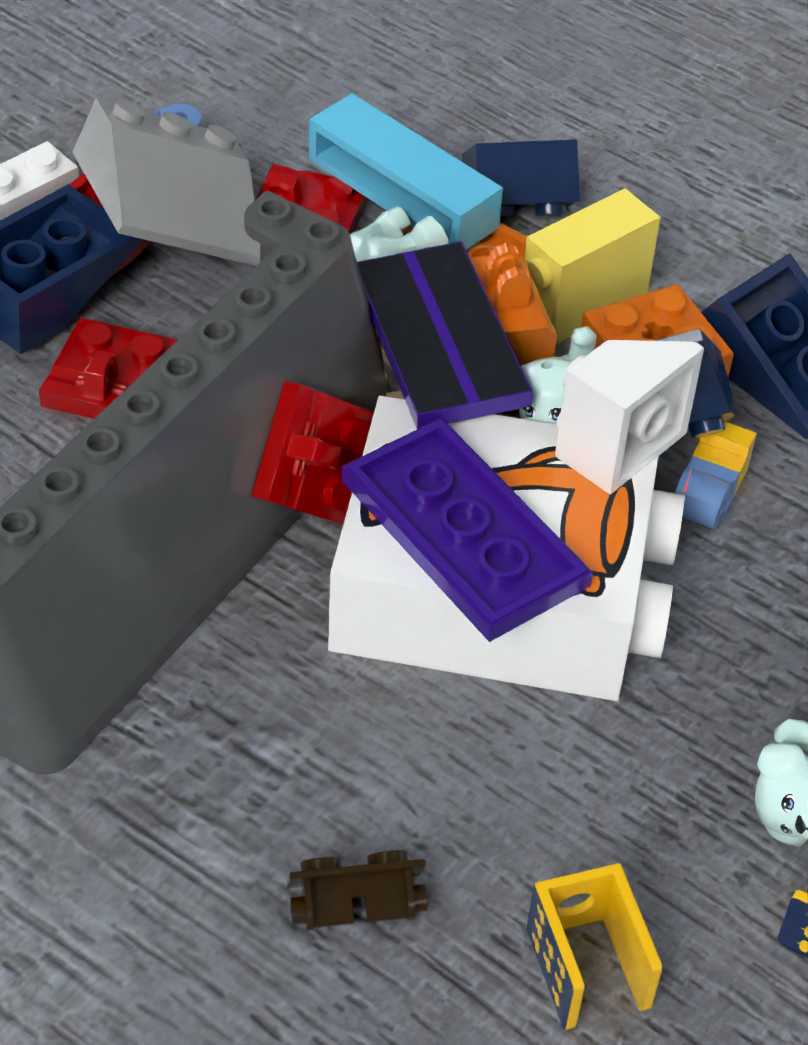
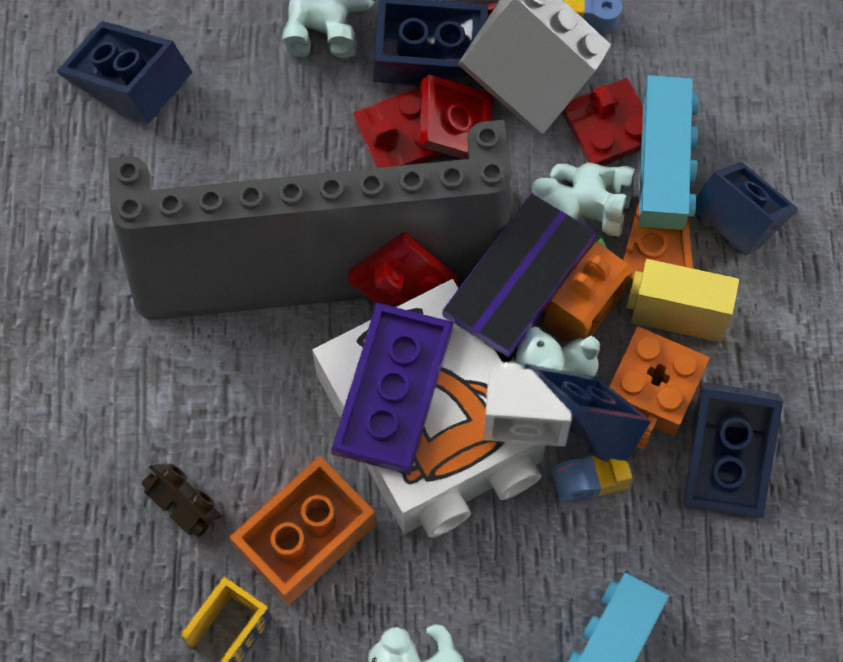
camera: 55 degrees right, 20 degrees up
(151, 303) = (449, 114): none -> red hinge
(538, 774) = (303, 530): none -> orange brick

